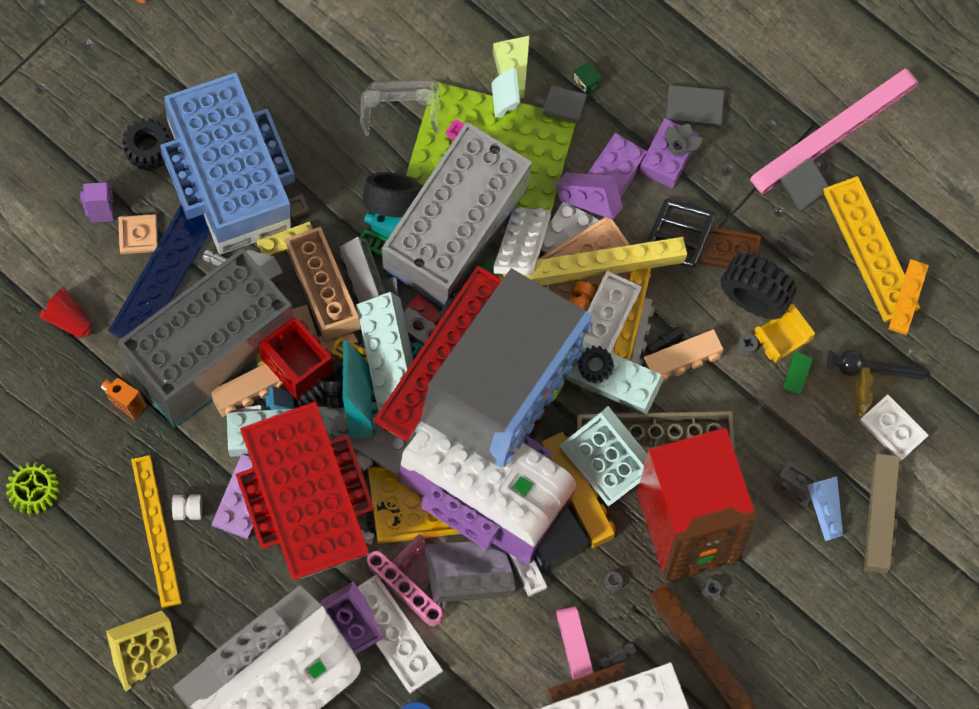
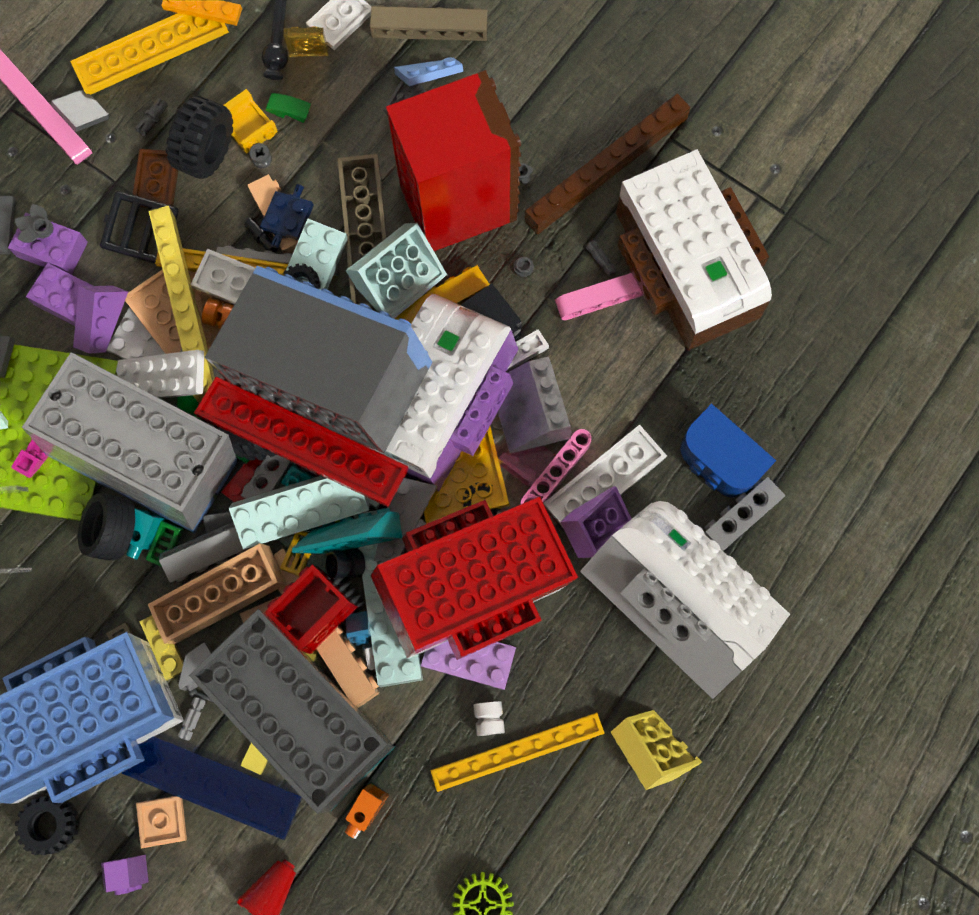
camera: 90 degrees left, 5 degrees up
(677, 362) = (287, 215): none -> dark blue plate

